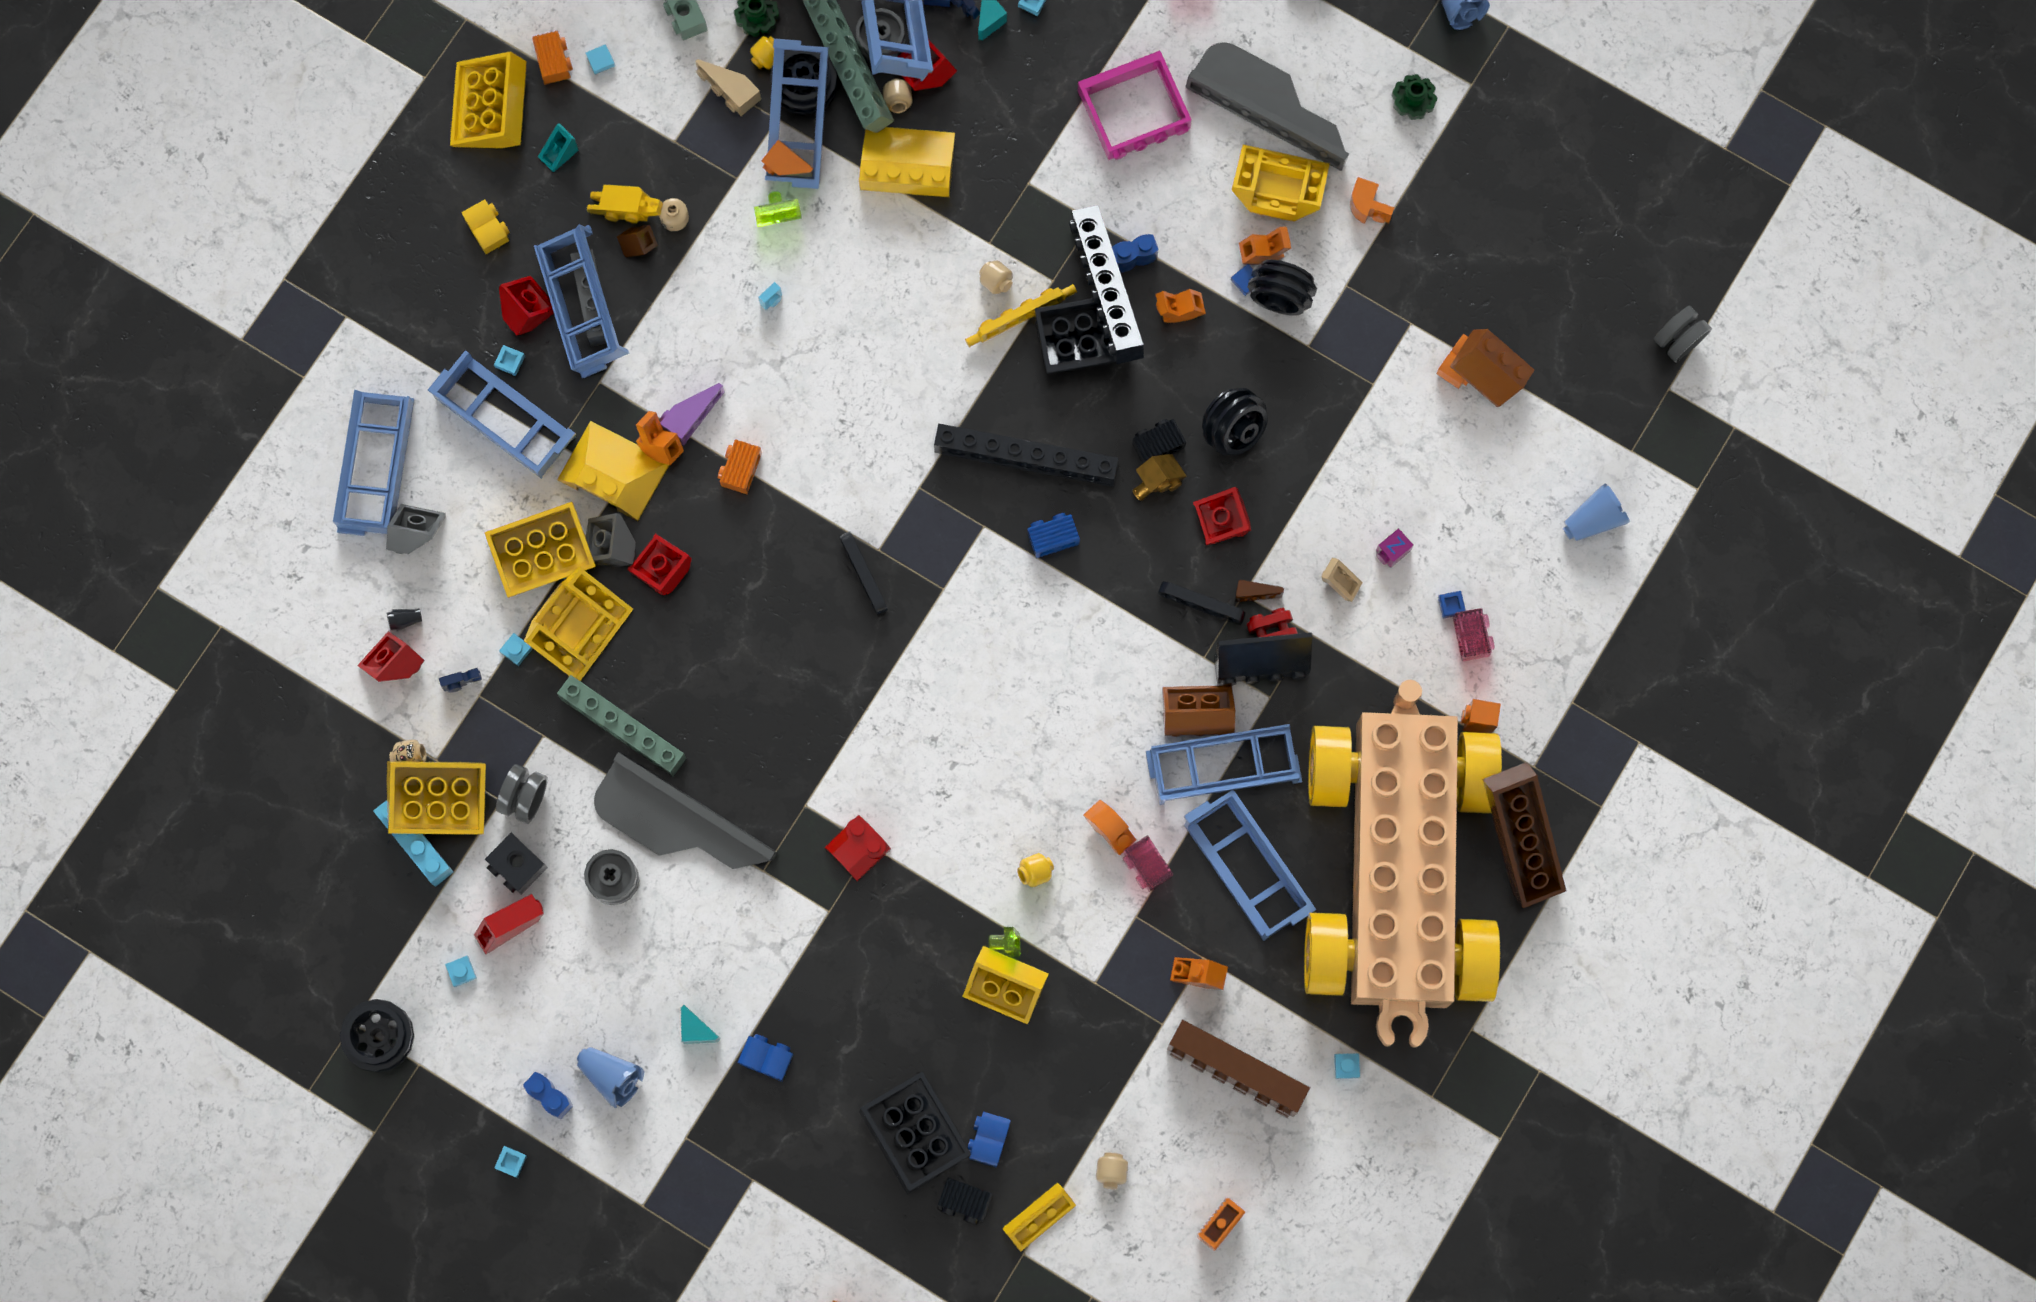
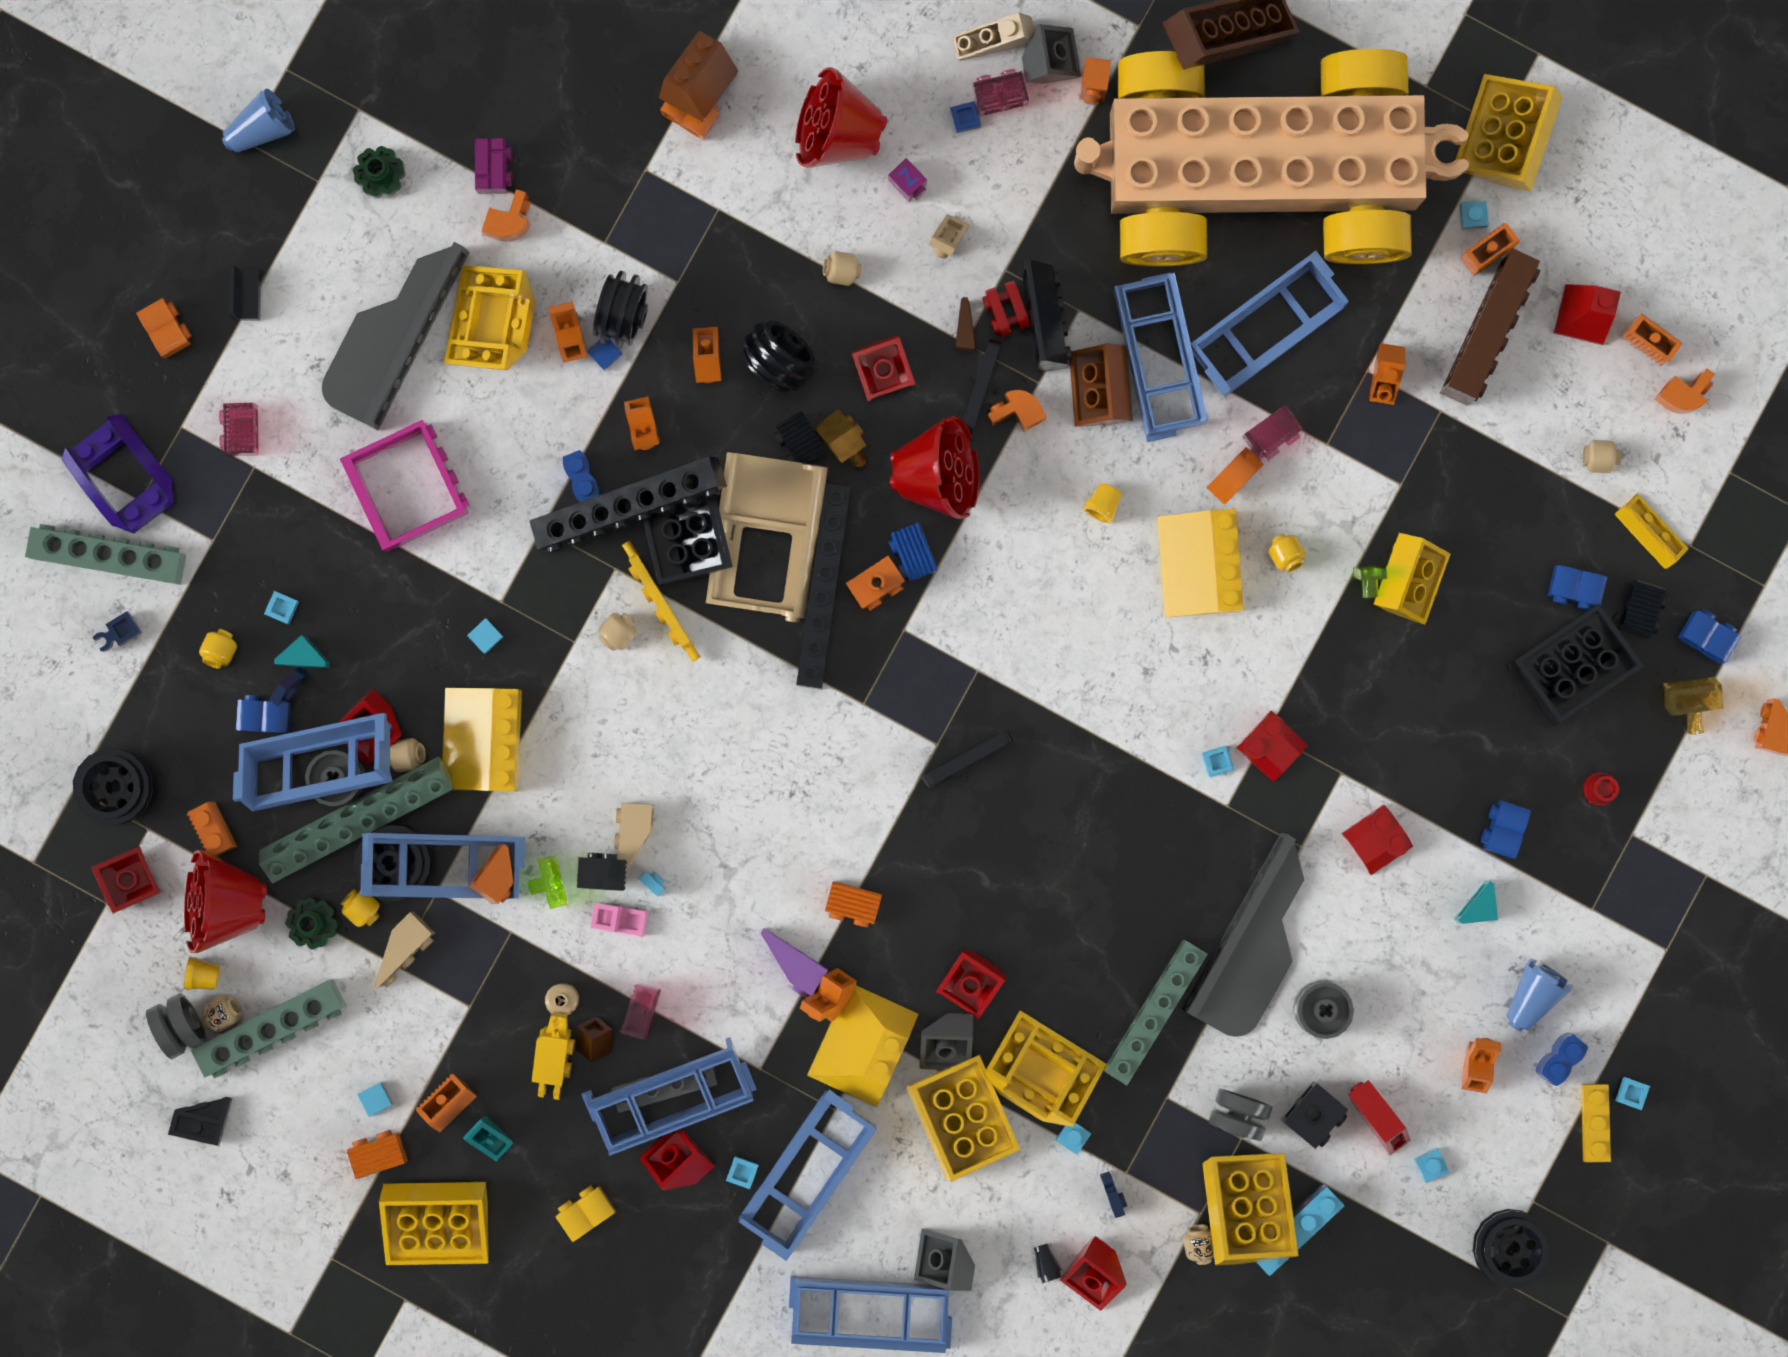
camera: 90 degrees left, 10 degrees up
(486, 1126) = (1595, 1122): none -> yellow plate
(548, 1018) = (1479, 1064): none -> orange brick
(591, 114) = (446, 1103): none -> orange brick
(658, 279) = (640, 1011): none -> clear pink brick
(741, 268) = (619, 919): none -> bright pink slope
(764, 939) = (1378, 839): none -> red slope
(782, 250) = (601, 872): none -> black brick
(798, 1151) = (1600, 789): none -> red piece
(819, 283) = (635, 828): none -> tan slope
(847, 798) = (1217, 761): none -> medium azure tile
(876, 1242) = (1693, 698): none -> clear yellow brick
(935, 1263) = (1709, 636): none -> blue brick
(998, 167) = (485, 636): none -> medium azure tile
(1026, 500) = (876, 583): none -> orange brick
(1030, 792) = (1200, 563): none -> yellow slope
(1090, 706) = (1103, 503): none -> yellow piece
(1108, 412) = (774, 498): none -> tan piece
(1126, 559) = (939, 469): none -> red cone
(1162, 1255) = (1682, 398): none -> orange brick
(1182, 638) = (1022, 405): none -> orange brick
(1240, 365) = (706, 354): none -> orange slope
(1249, 1166) = (1586, 312): none -> red slope
(1312, 1074) = (1489, 249): none -> orange brick
(1315, 485) = (841, 268): none -> tan head
(1416, 191) = (492, 166): none -> magenta brick
(1425, 1102) = (1509, 130): none -> yellow slope
(1445, 486) = (837, 123): none -> red cone
(1507, 681) = (1051, 55): none -> dark grey slope
(1525, 634) = (994, 36): none -> tan slope

